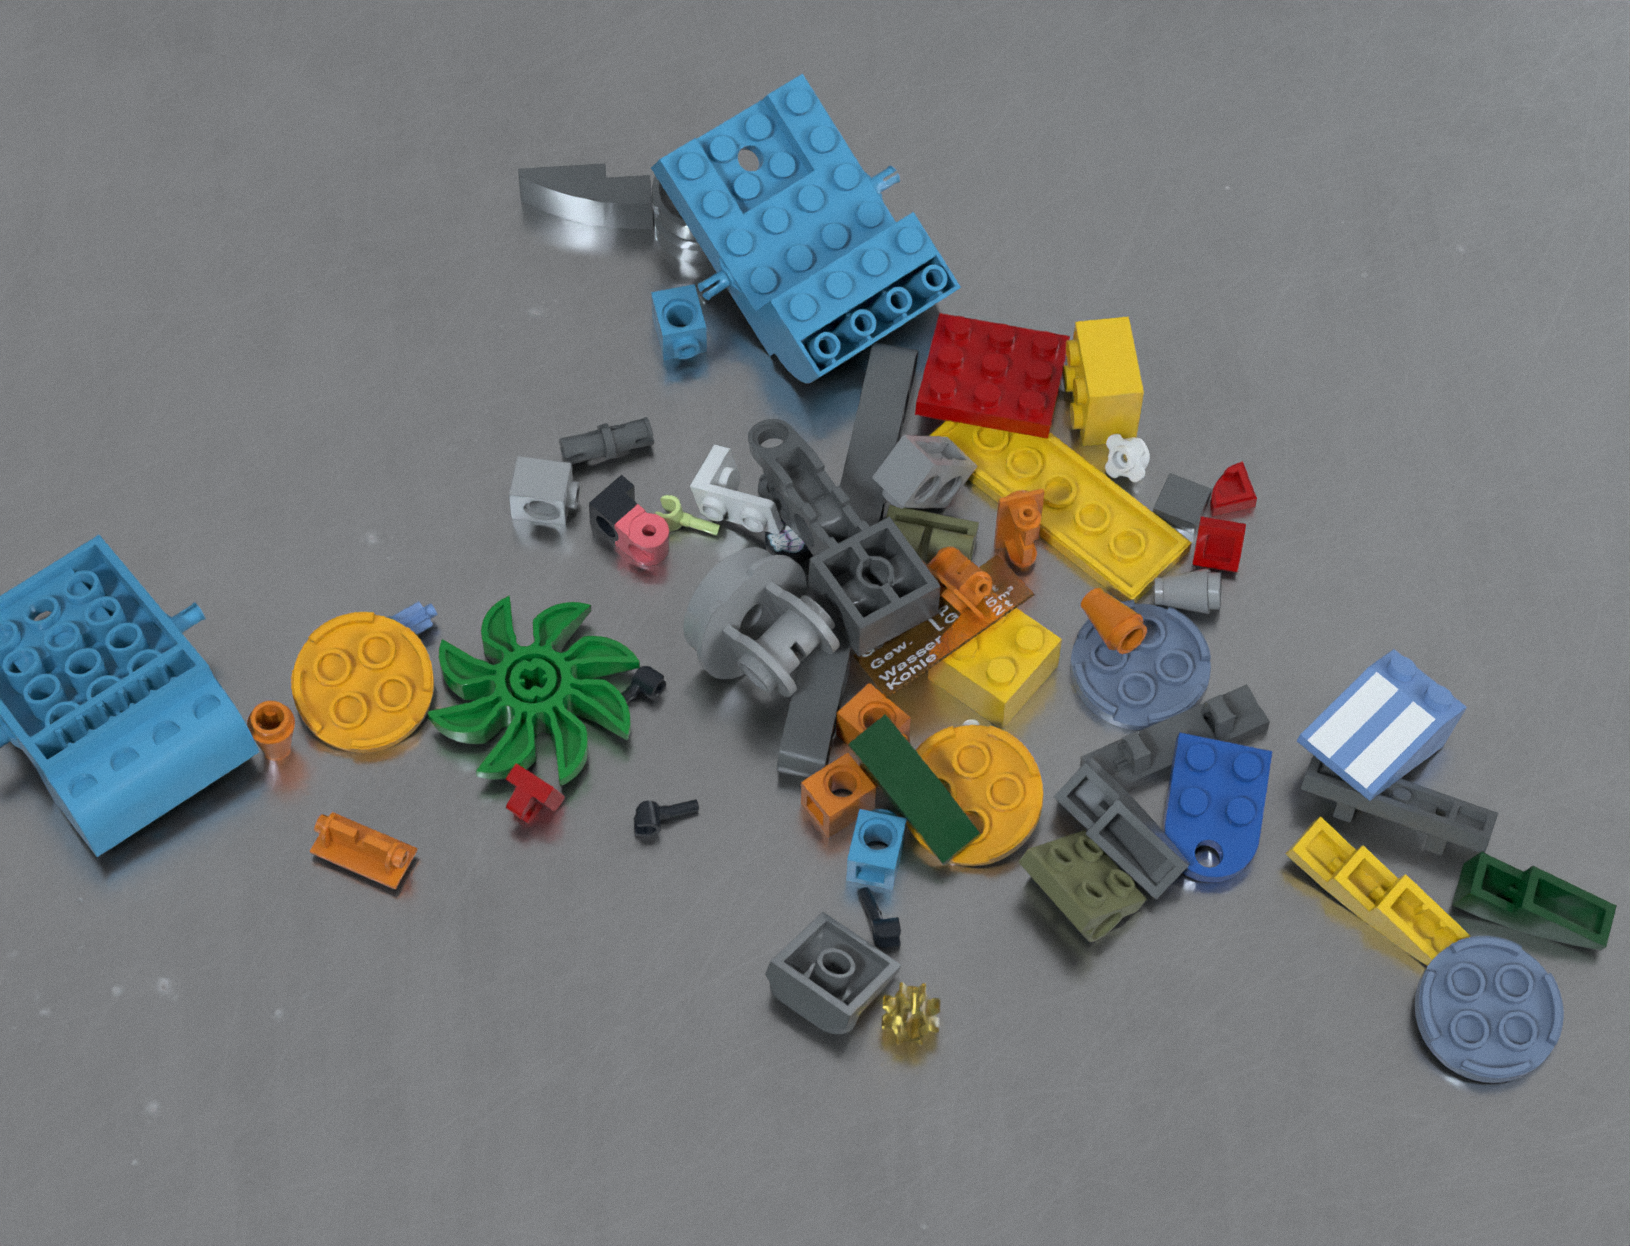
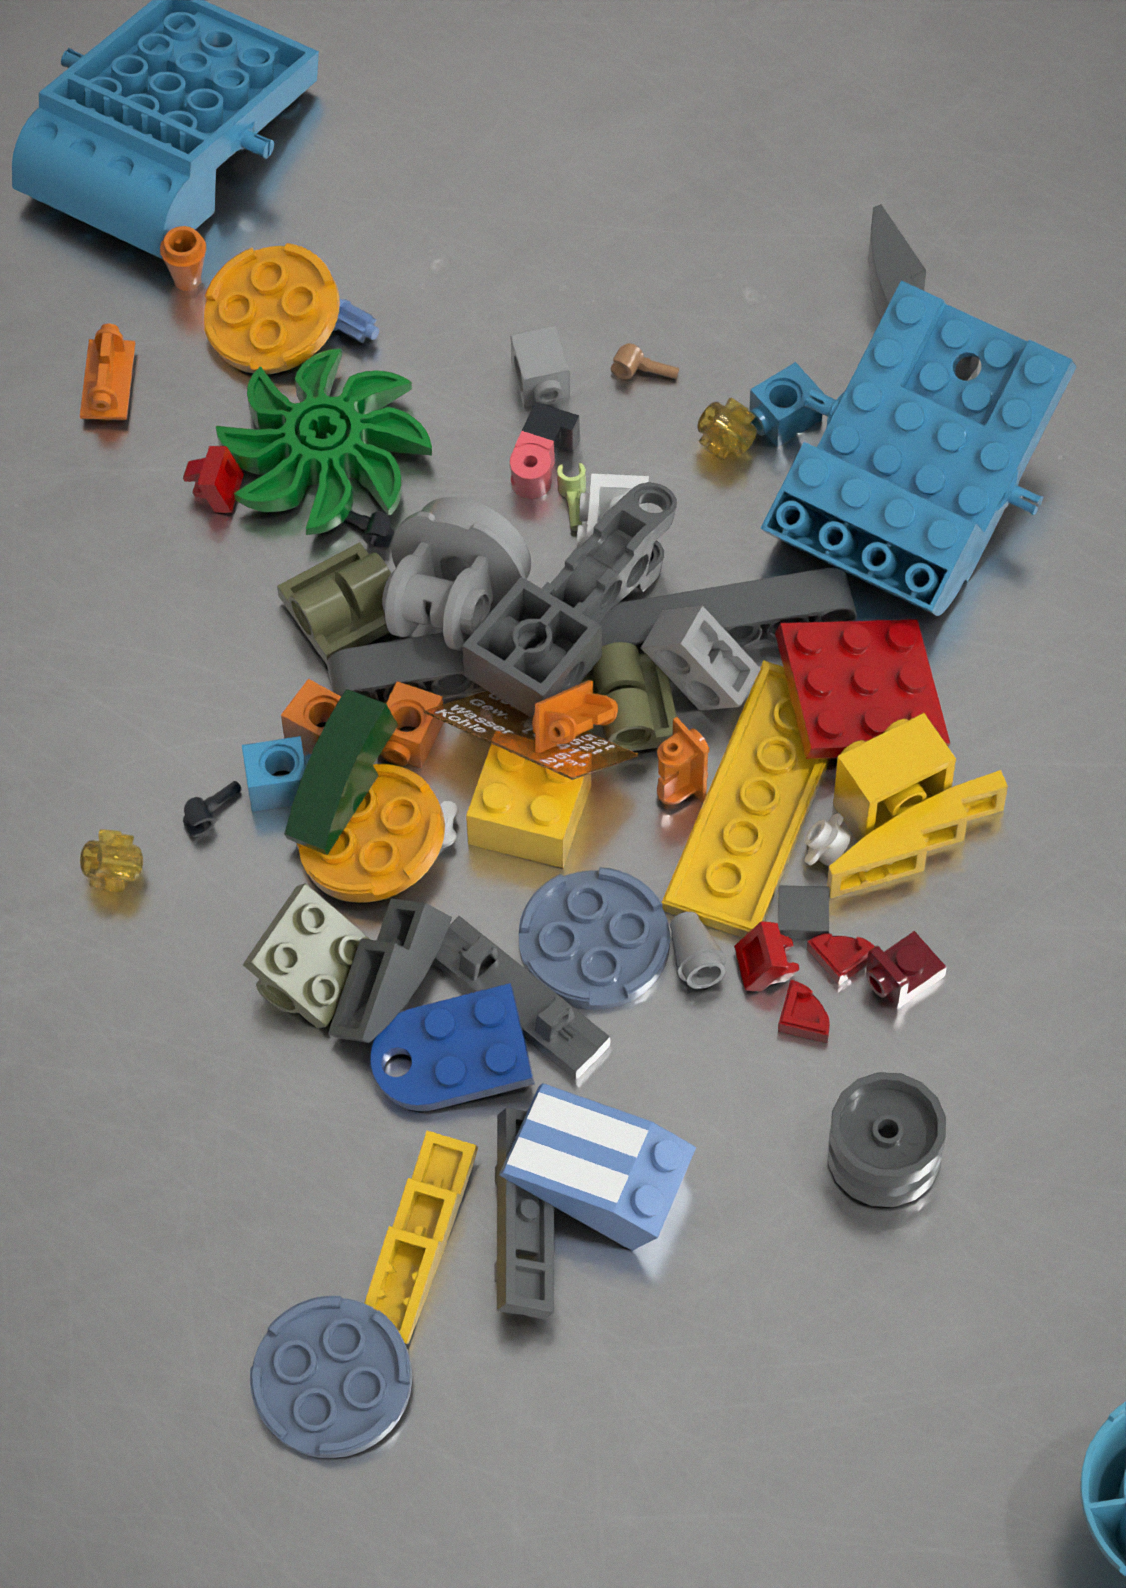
camera: 70 degrees right, 0 degrees up
(567, 421) = (631, 358): none -> medium nougat hand
(606, 441) = (624, 398): dark grey pin -> none
(649, 814) = (236, 581): black hand -> none
(684, 373) = (726, 428): none -> clear yellow gear
(716, 732) = (339, 600): none -> olive plate
(829, 974) = (128, 781): dark grey slope -> none
(1115, 622) = (614, 887): orange cone -> none
(1159, 402) = (903, 842): none -> yellow slope
(1266, 452) = (903, 969): none -> dark red bracket
(1276, 539) = (803, 1014): none -> red tile
(1431, 516) = (886, 1139): none -> dark grey wheel
(1533, 902) = (471, 1386): dark green slope -> none

